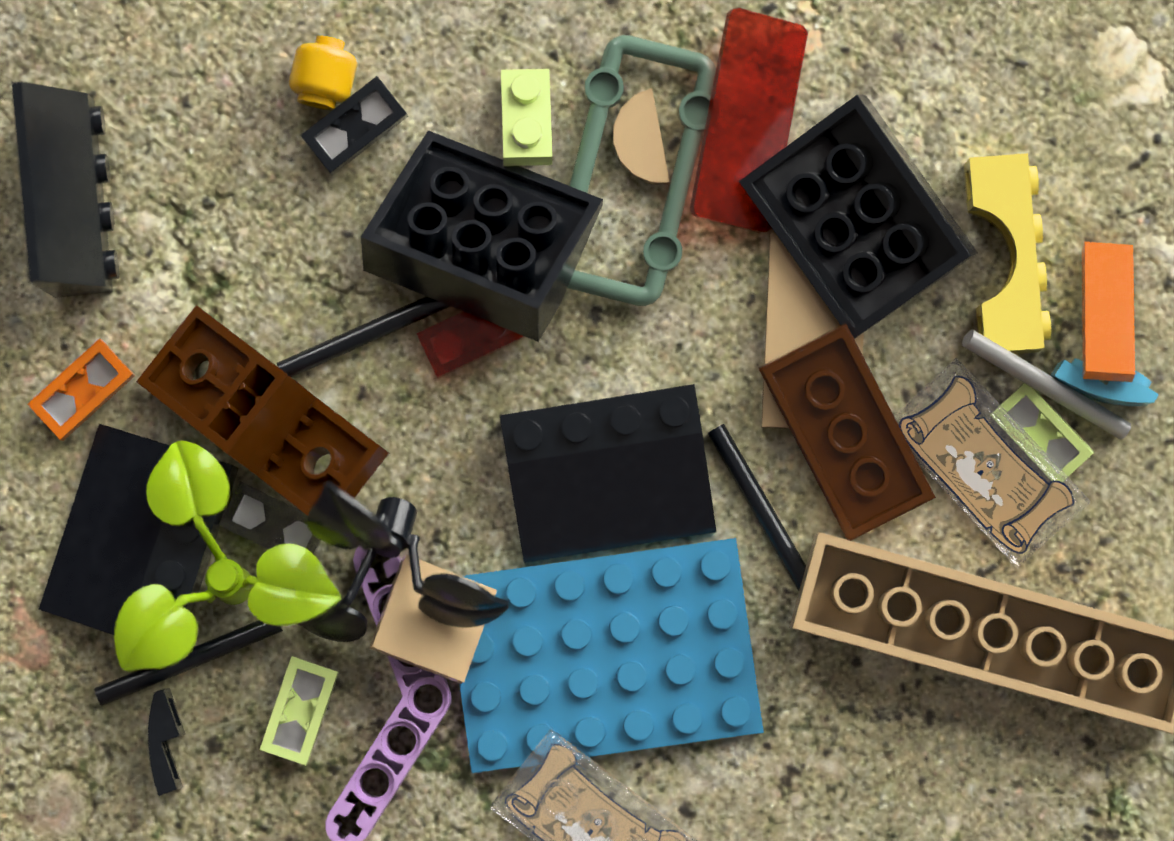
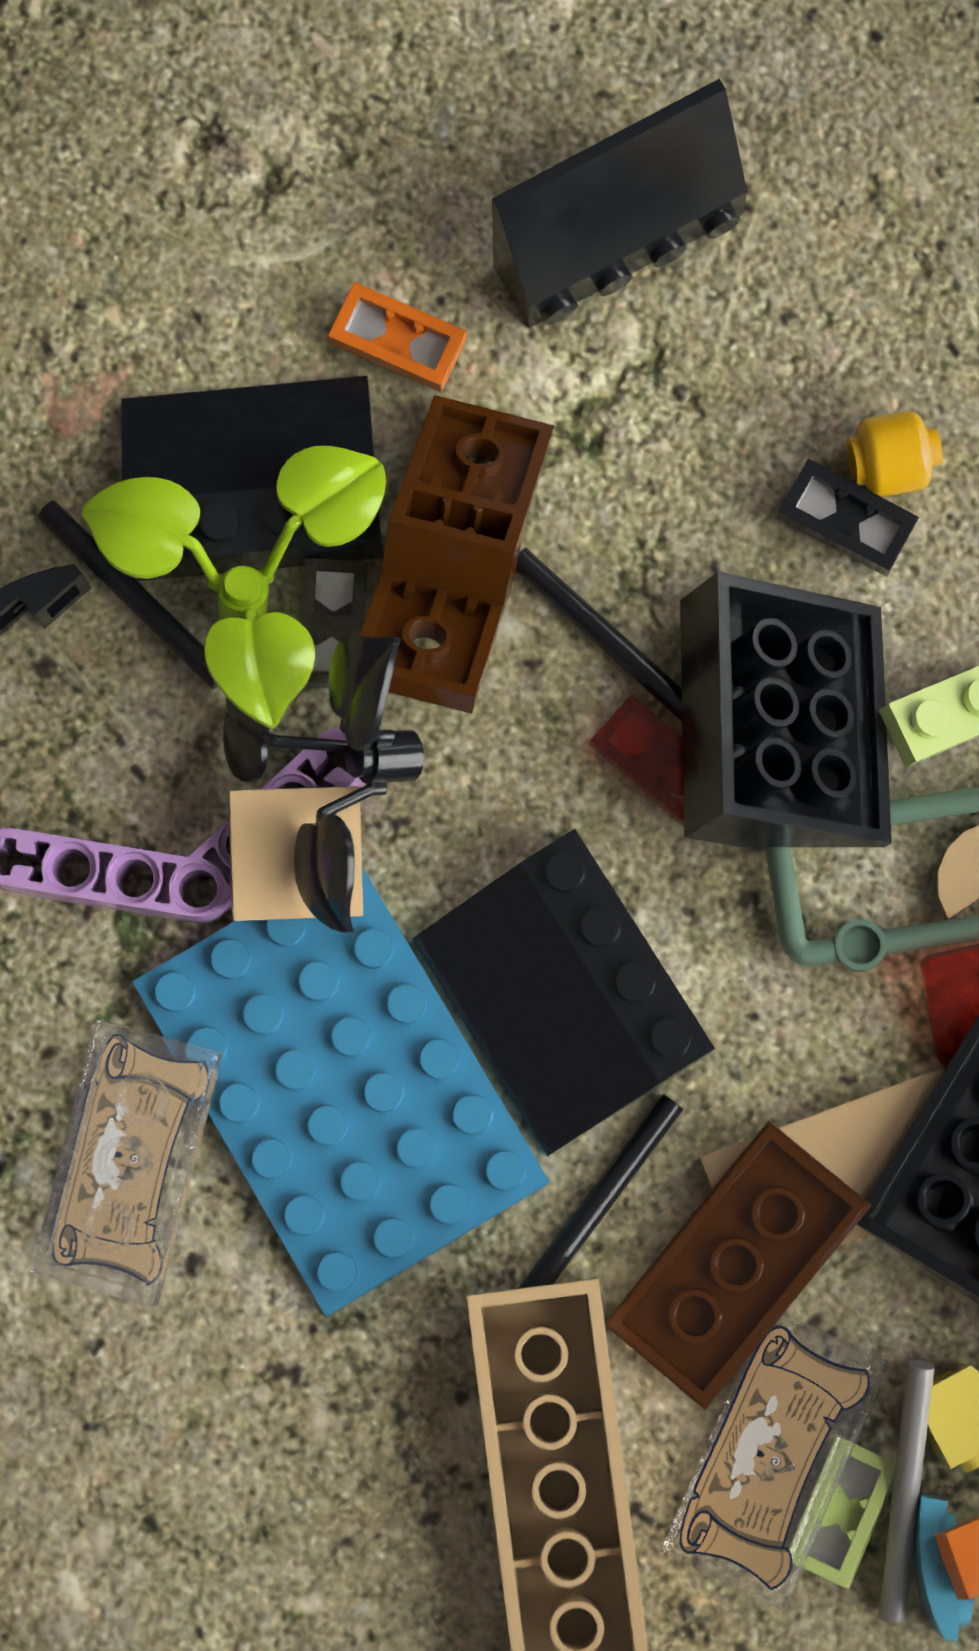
camera: 70 degrees right, 5 degrees down
(299, 710) = (124, 746): yellowish green piece -> none

